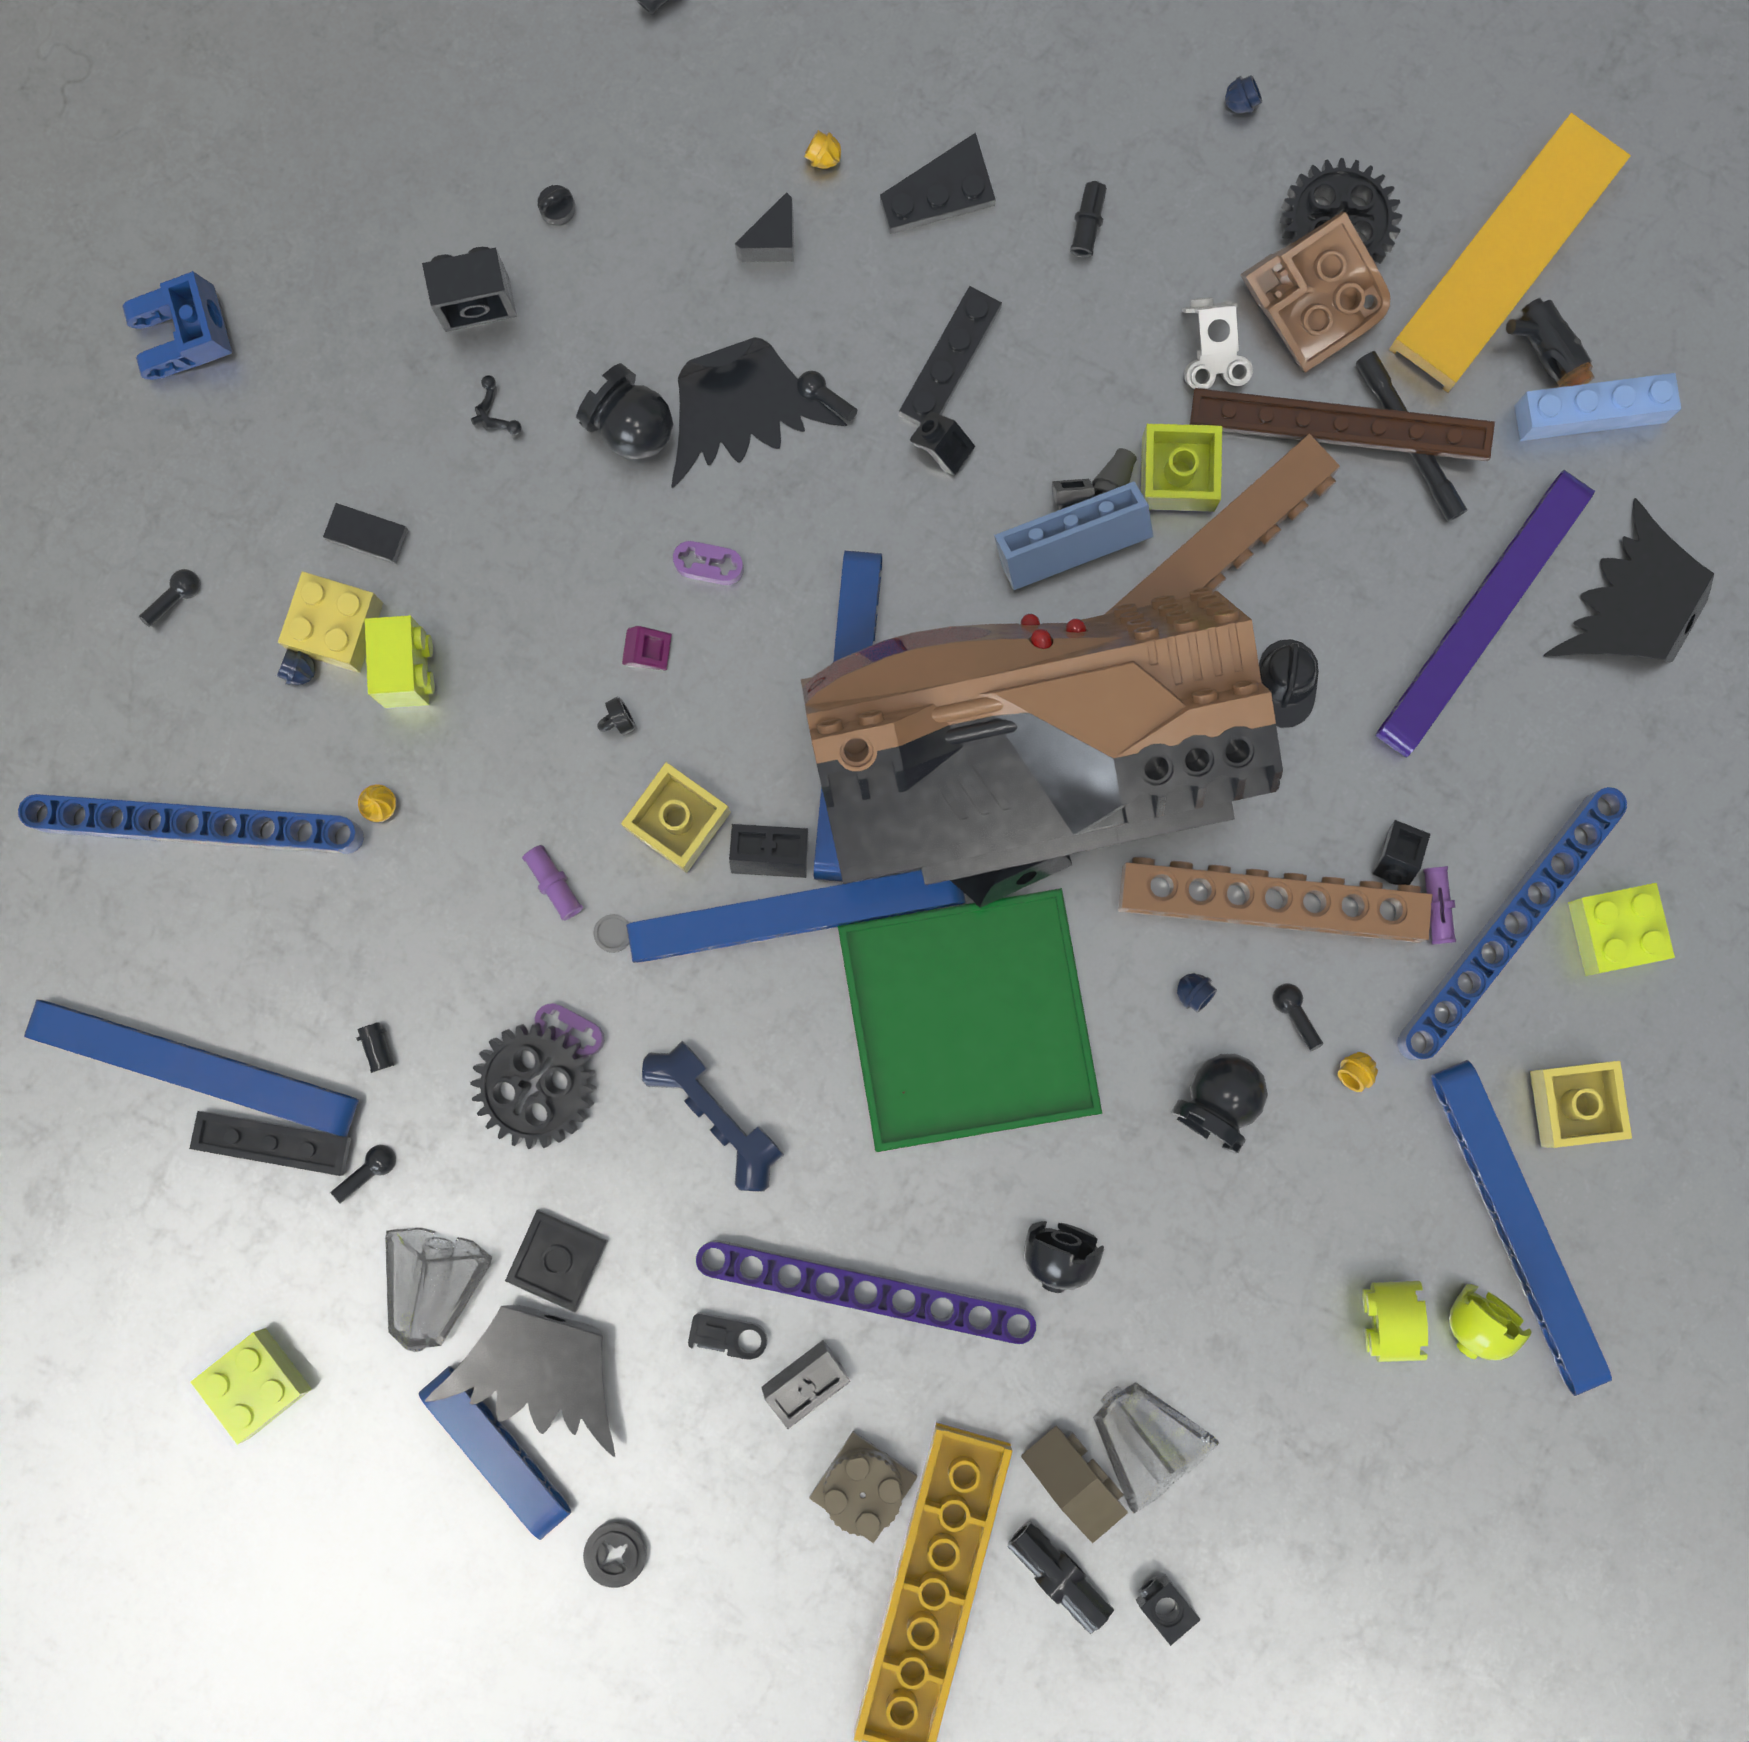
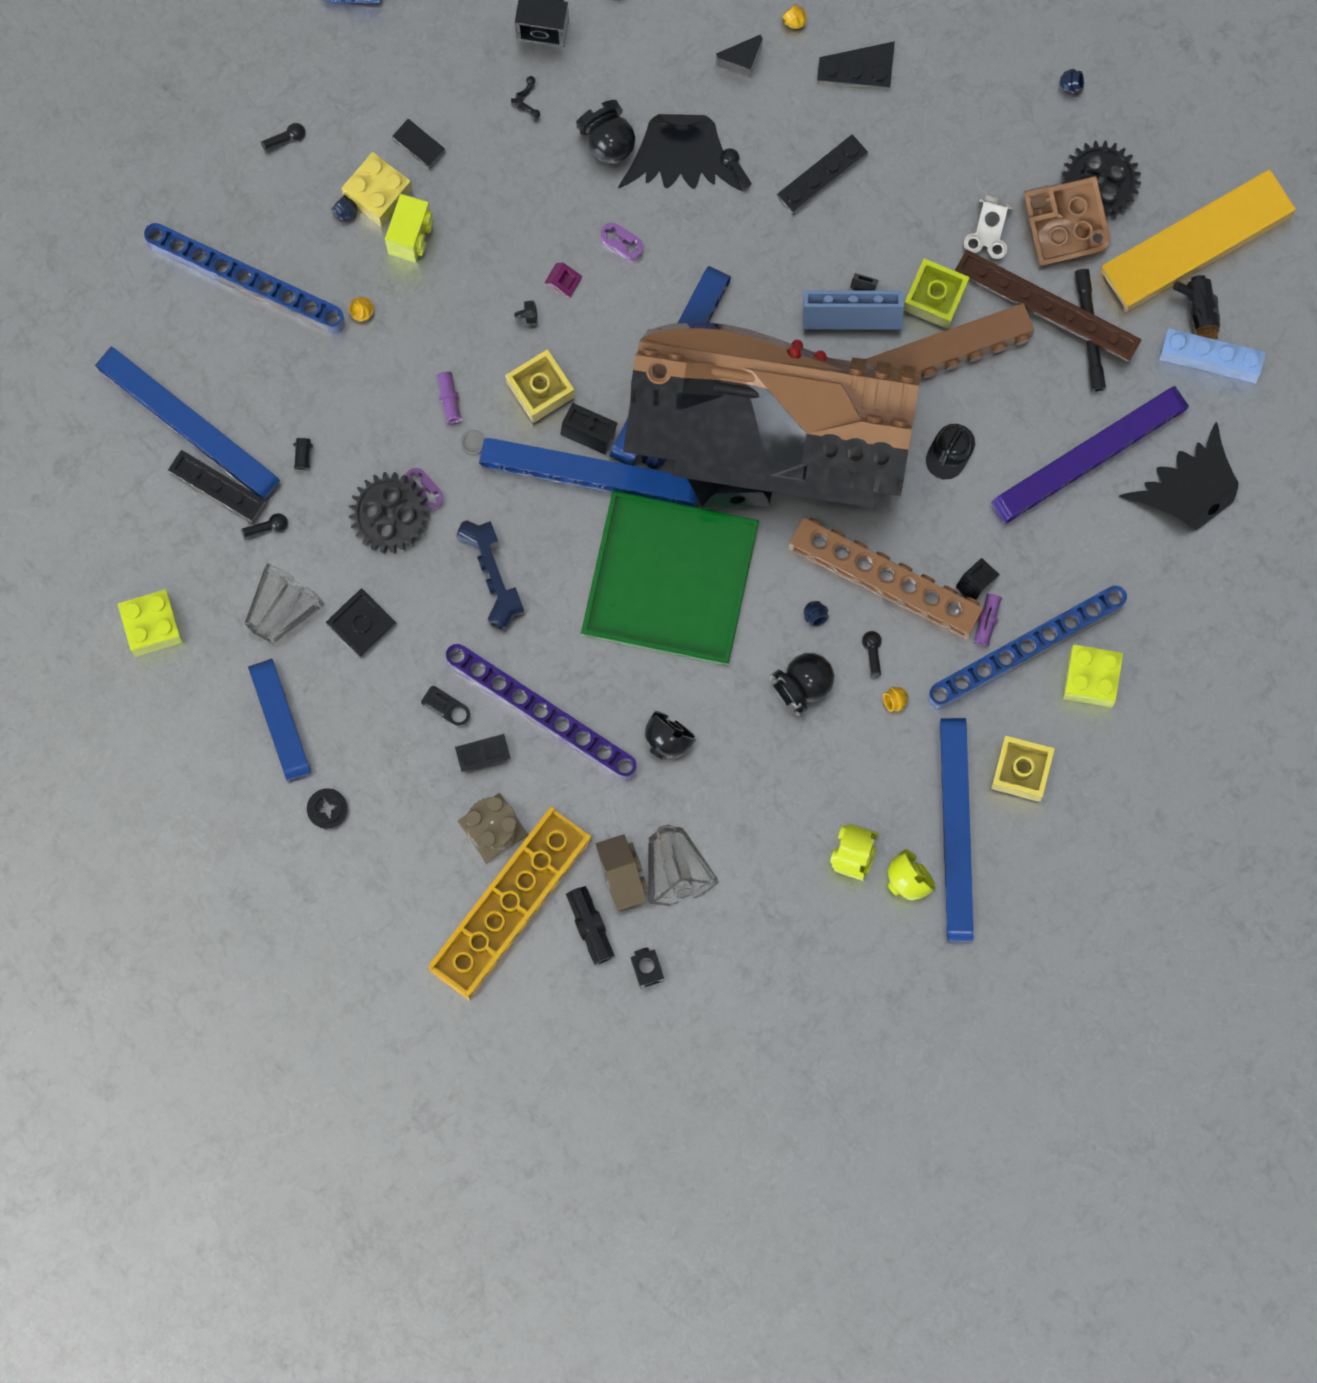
camera: 20 degrees right, 5 degrees down
(540, 1363) = (328, 676): piece -> none
(943, 441) = (796, 223): black bracket -> none
(1088, 219) = (943, 121): black axle -> none
(1115, 473) = (895, 282): dark grey cone -> none

